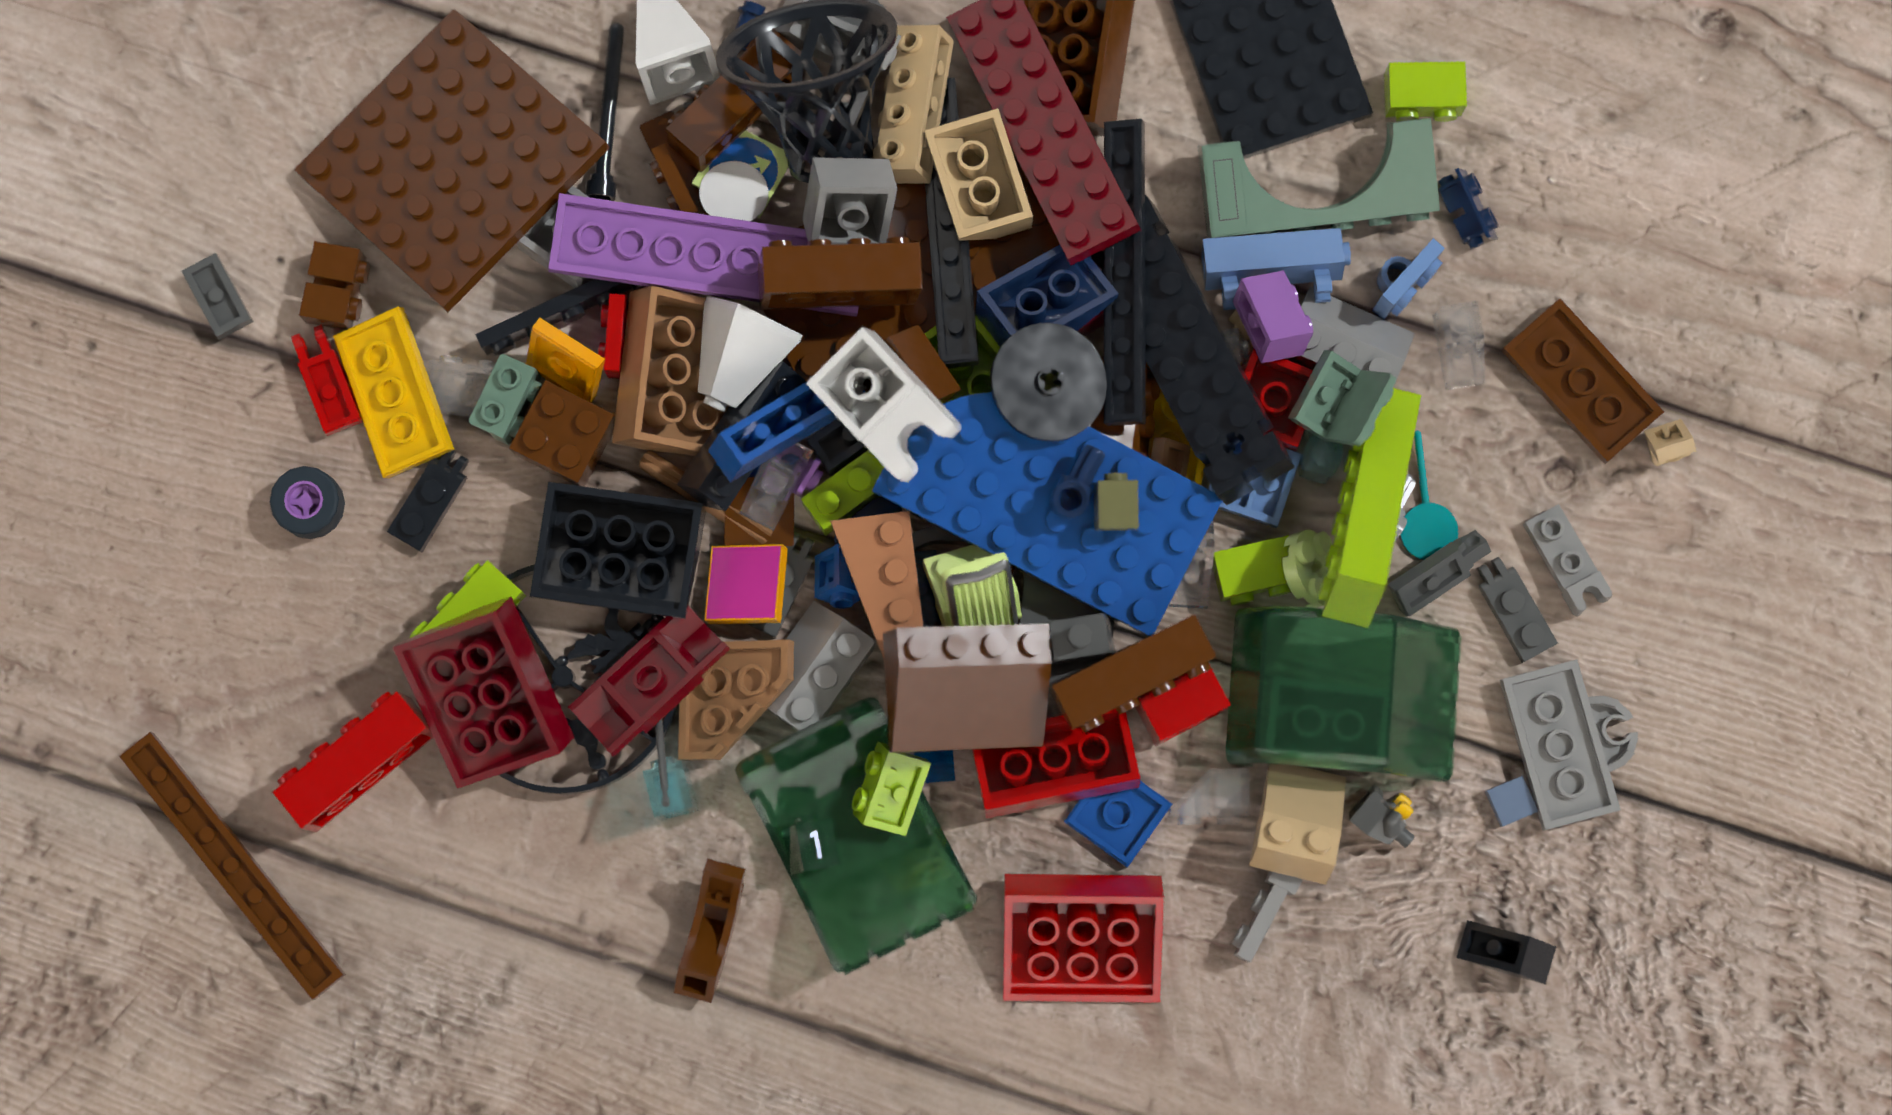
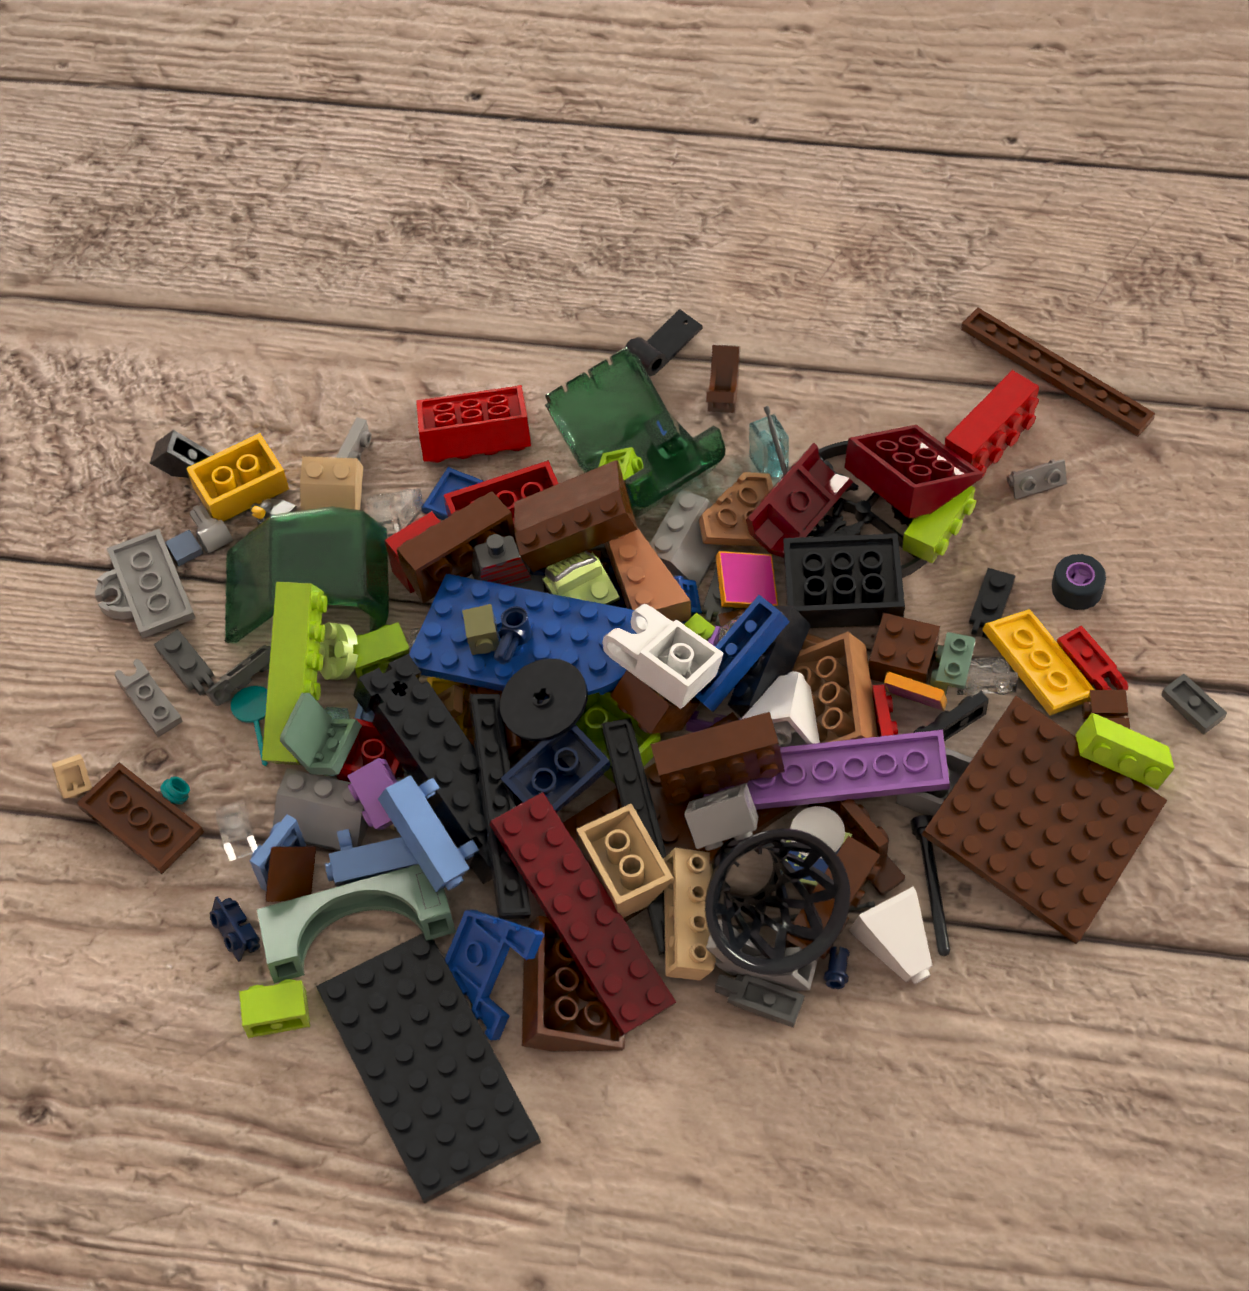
camera: 175 degrees right, 25 degrees down
(296, 687) = (1038, 479): none -> light grey hinge
(328, 219) = (1124, 751): none -> lime brick
(784, 1032) = (664, 342): none -> black door
(1168, 98) = (478, 957): none -> blue wing
(1223, 237) = (425, 834): none -> medium blue brick
(1394, 247) = (290, 873): none -> reddish brown sticker
(1430, 890) = (238, 478): none -> yellow brick
(1470, 810) = (210, 531): none -> light grey axle
(1527, 410) = (175, 790): none -> teal plate

